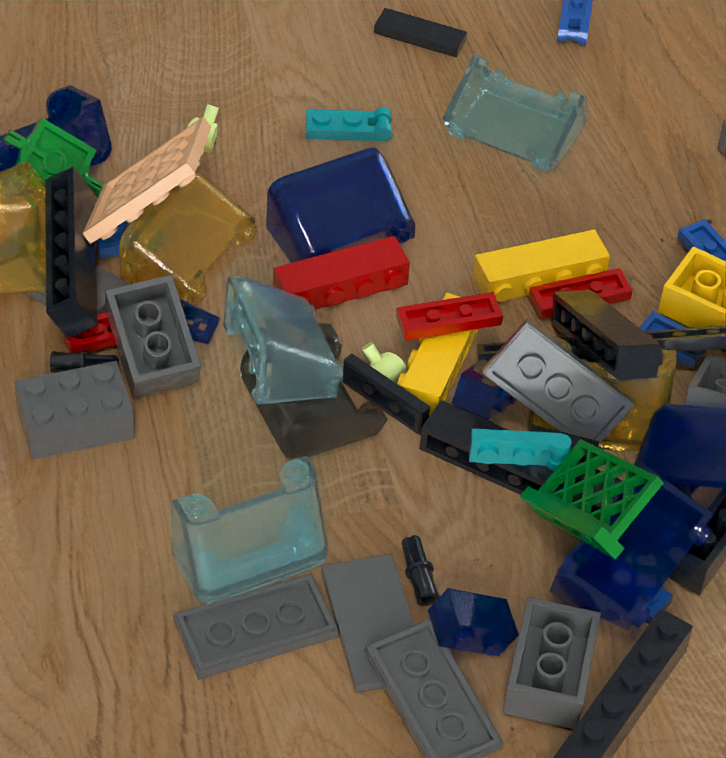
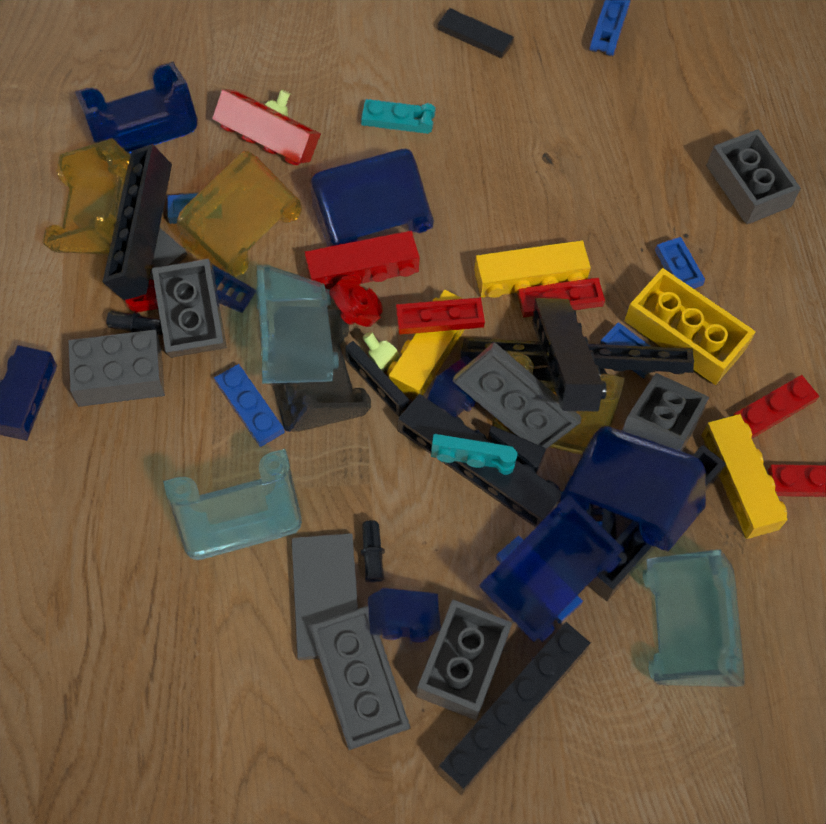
camera: 10 degrees right, 15 degrees up
(53, 151) = (141, 127): green plate -> none
(148, 181) = (211, 164): light nougat plate -> none
(221, 153) = (266, 126): none -> brick
(239, 437) = (249, 405): none -> blue plate
(255, 626) = (227, 587): dark grey tile -> none
(346, 318) = (355, 302): none -> red plate
(515, 116) = (537, 122): clear light blue windscreen -> none
(577, 517) = (505, 529): green fence -> none

